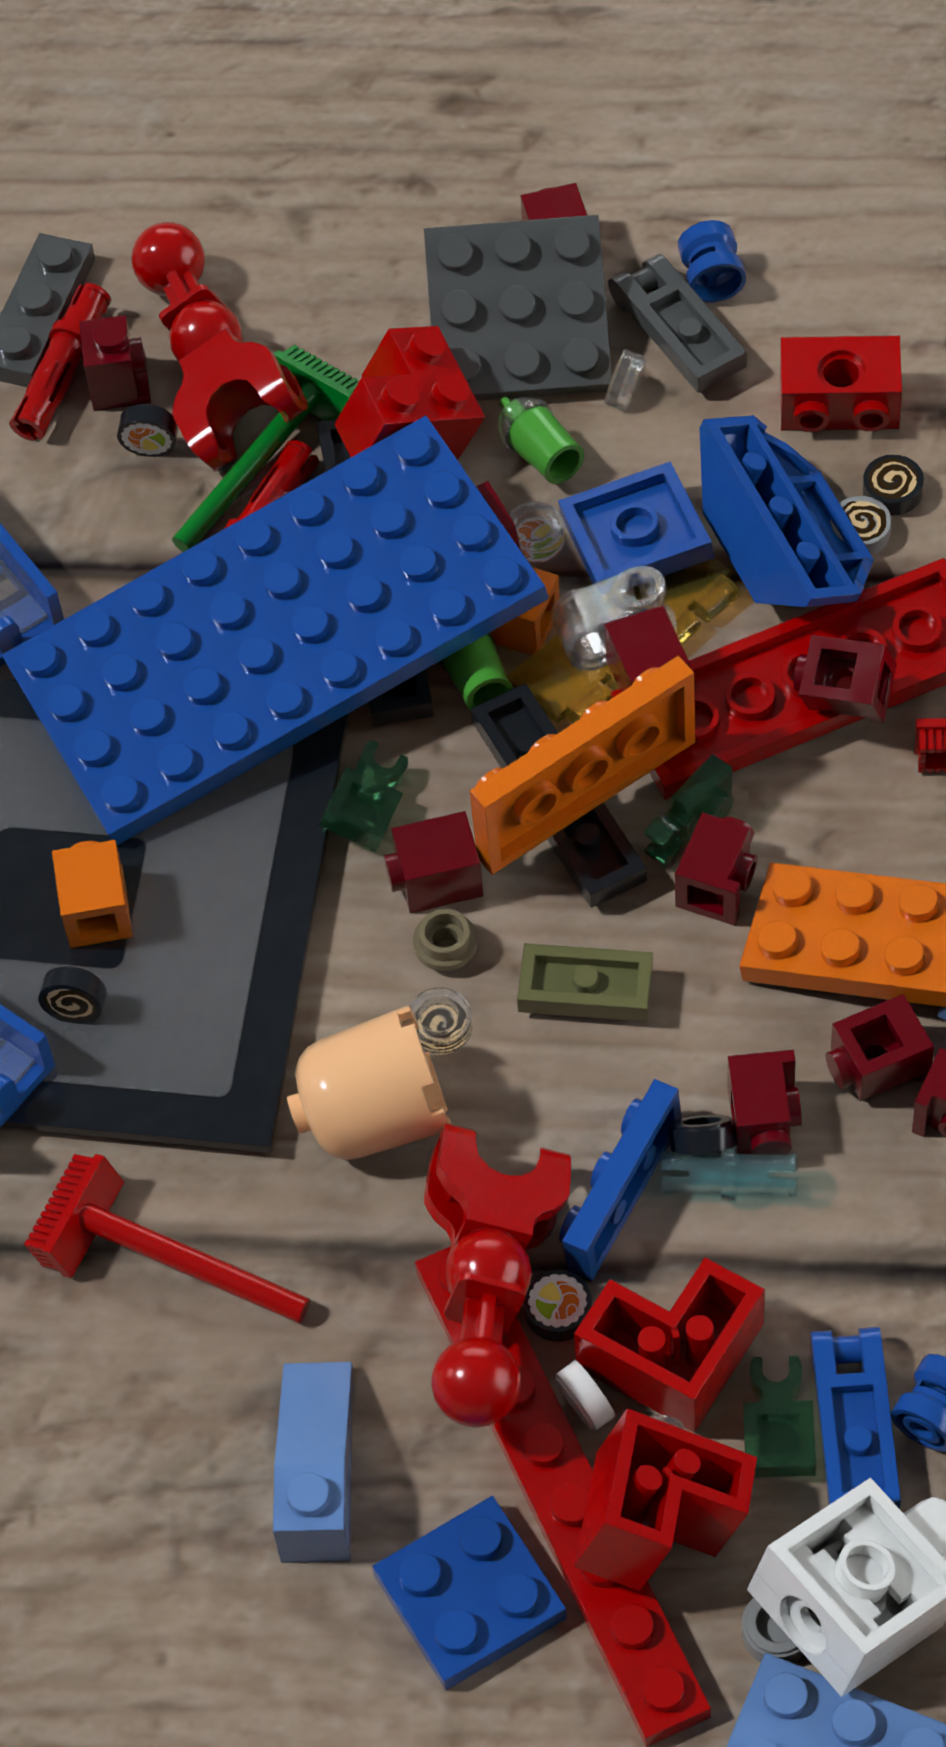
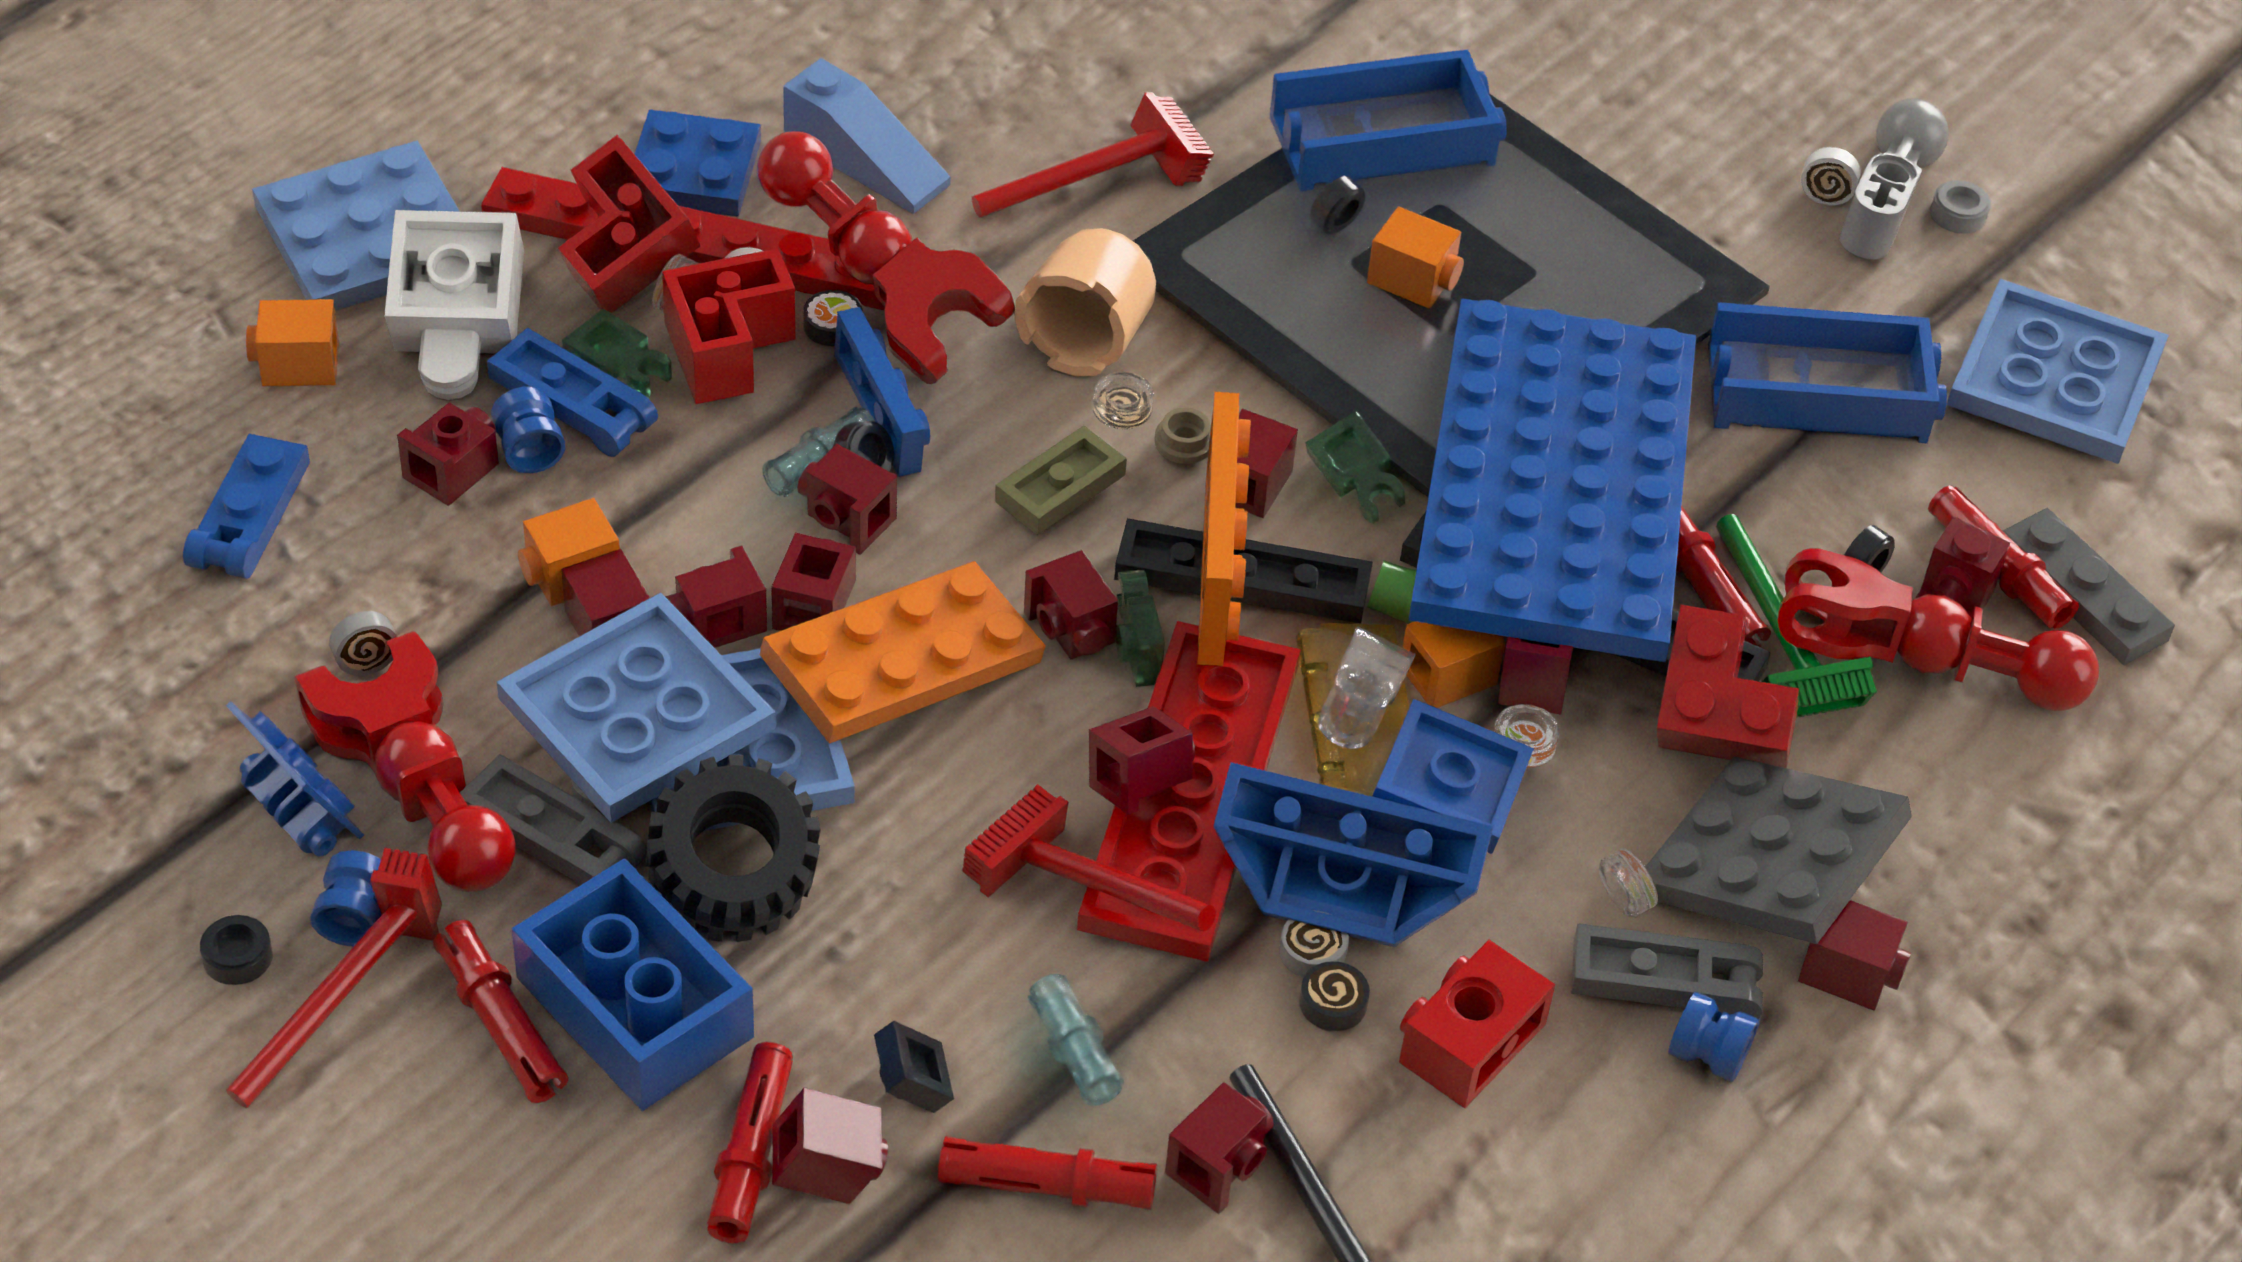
camera: 120 degrees right, 10 degrees down
(534, 433) = (1621, 788): bright green piece -> none
(640, 644) = (1289, 656): dark red brick -> none

